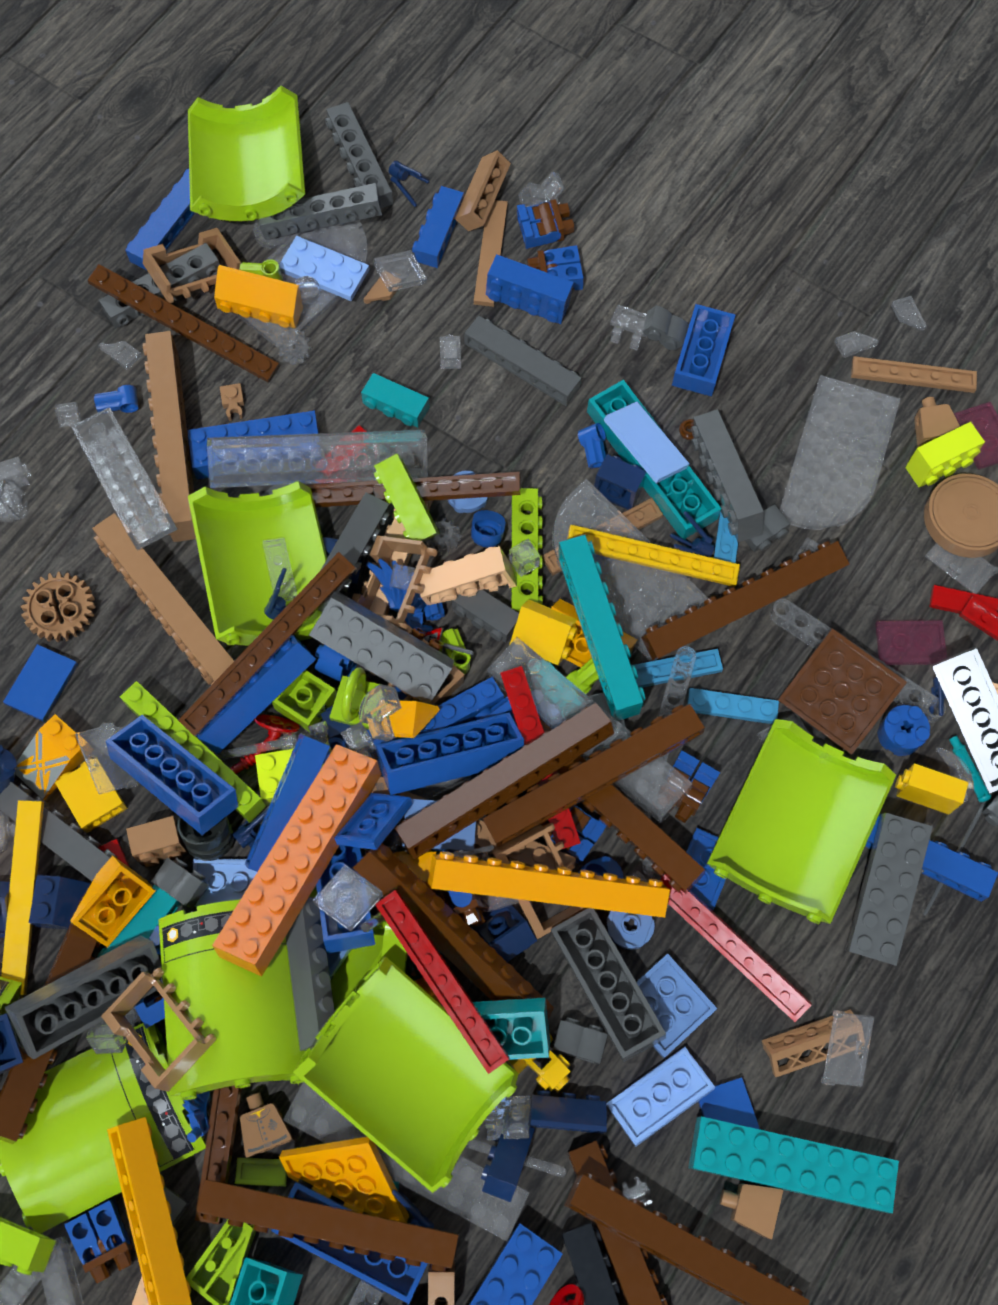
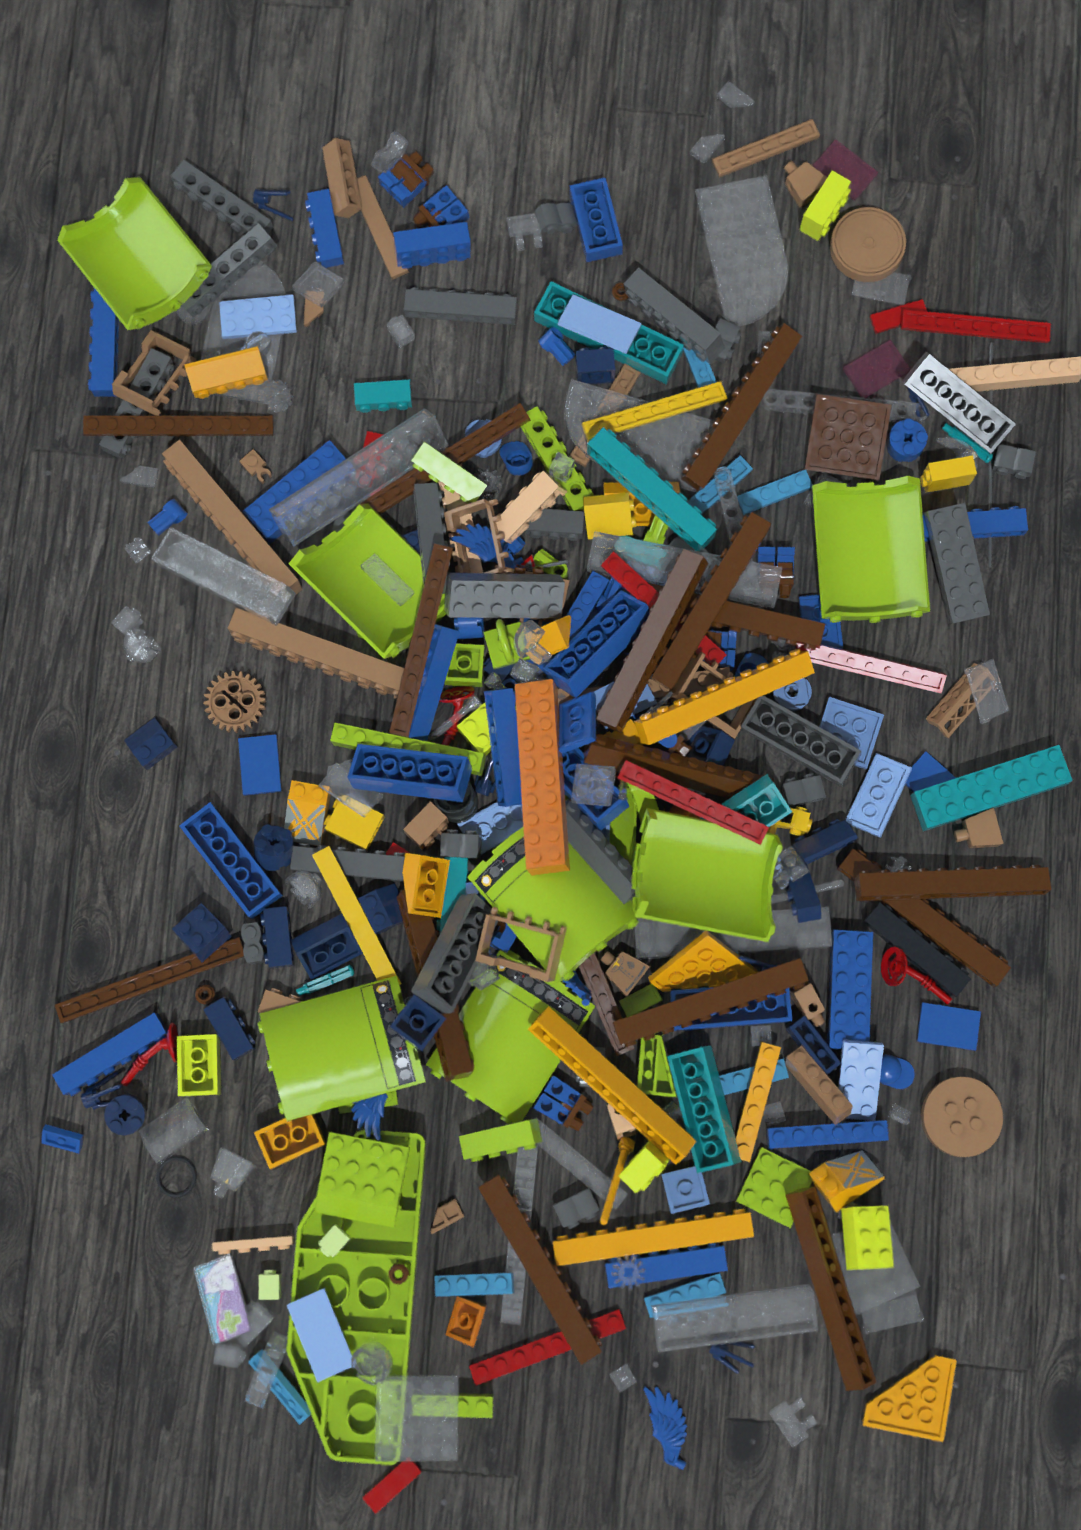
camera: 25 degrees left, 10 degrees up
(268, 268) = (210, 349): lime piece -> none
(276, 603) = (405, 607): dark blue plant -> none
(401, 576) = (482, 533): clear plate -> none
(699, 546) = (683, 383): dark blue plant -> none

